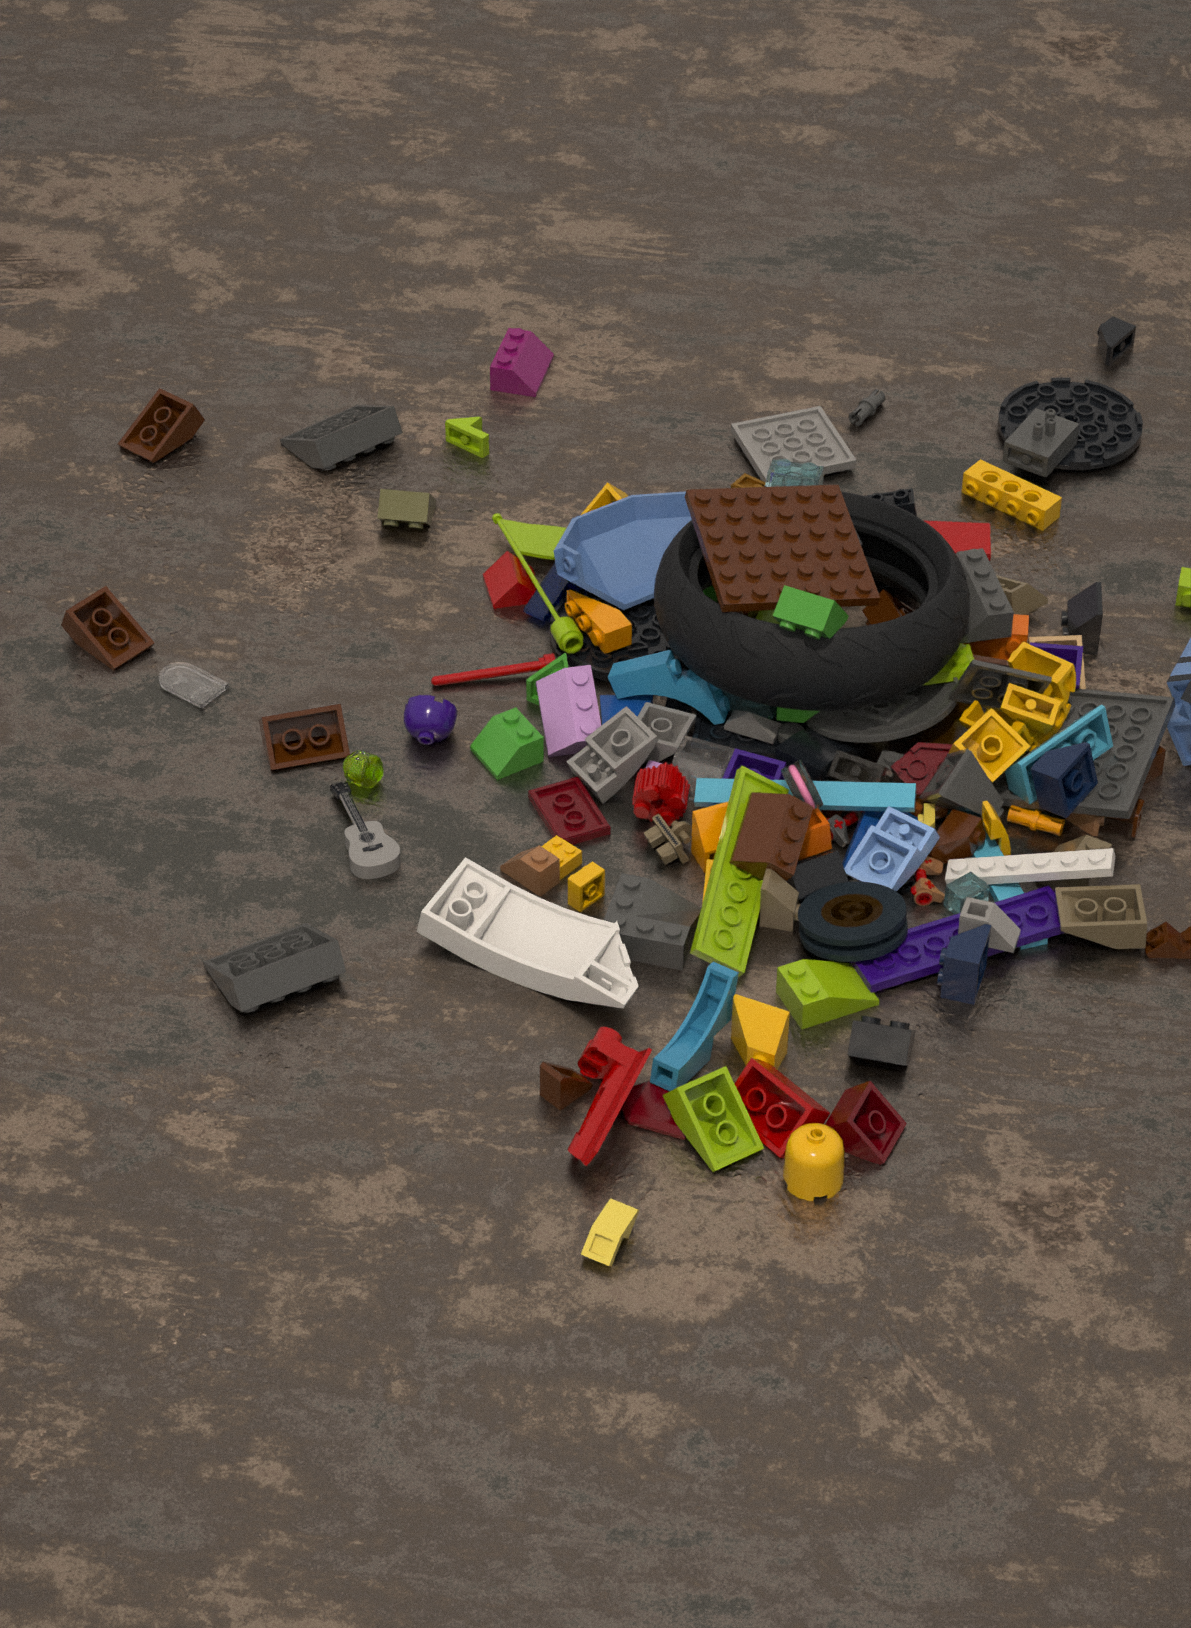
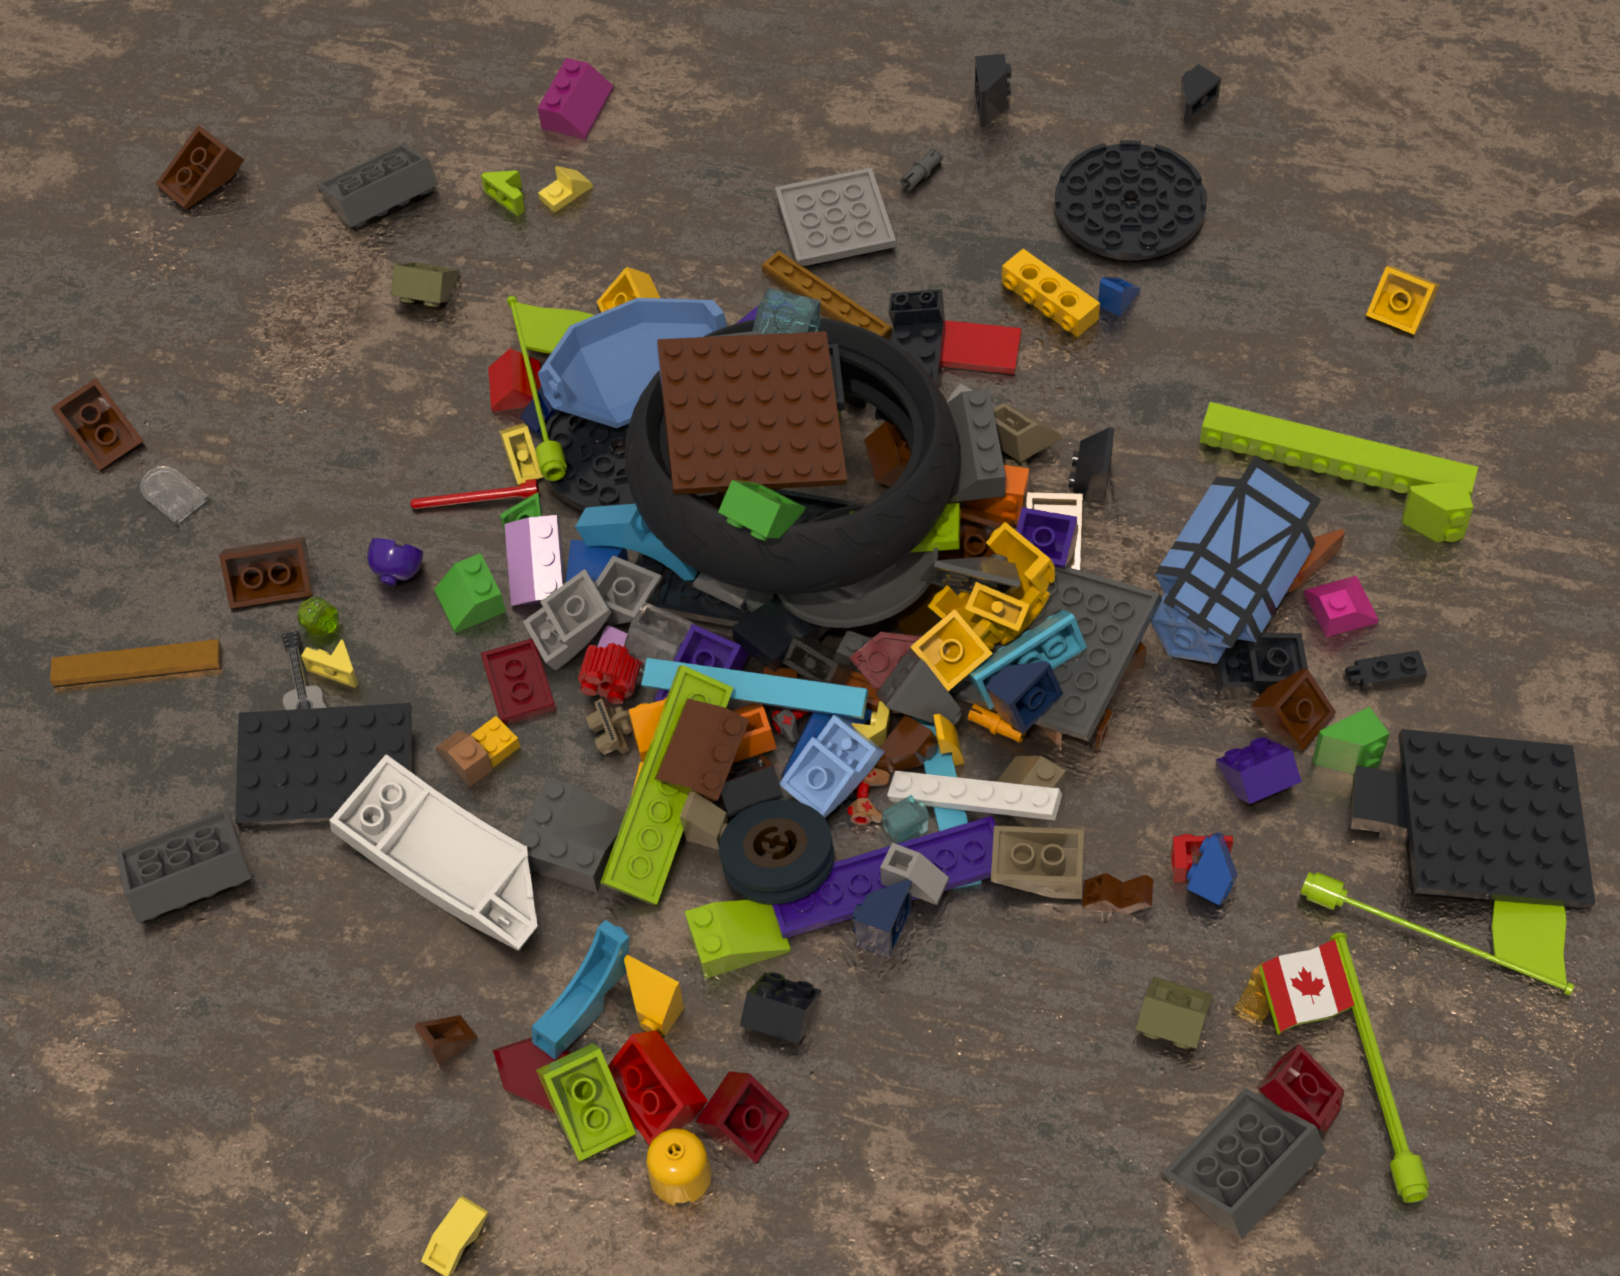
camera: 10 degrees right, 15 degrees up
(187, 815) = (135, 662): none -> pearl gold tile
(384, 876) = (313, 759): none -> black plate
(388, 807) = (334, 666): none -> light yellow slope
(525, 434) = (565, 189): none -> light yellow slope
(532, 633) = (520, 453): none -> light yellow slope
(586, 886) = (513, 784): yellow piece -> none
(601, 622) = (589, 444): light orange slope -> none
(619, 1068) = (504, 1027): red panel -> none
(801, 784) = (745, 688): clear smoke head -> none
(920, 338) = (991, 86): none -> black slope
(1040, 442) = (1090, 229): dark grey piece -> none
(1074, 494) = (1116, 294): none -> blue slope

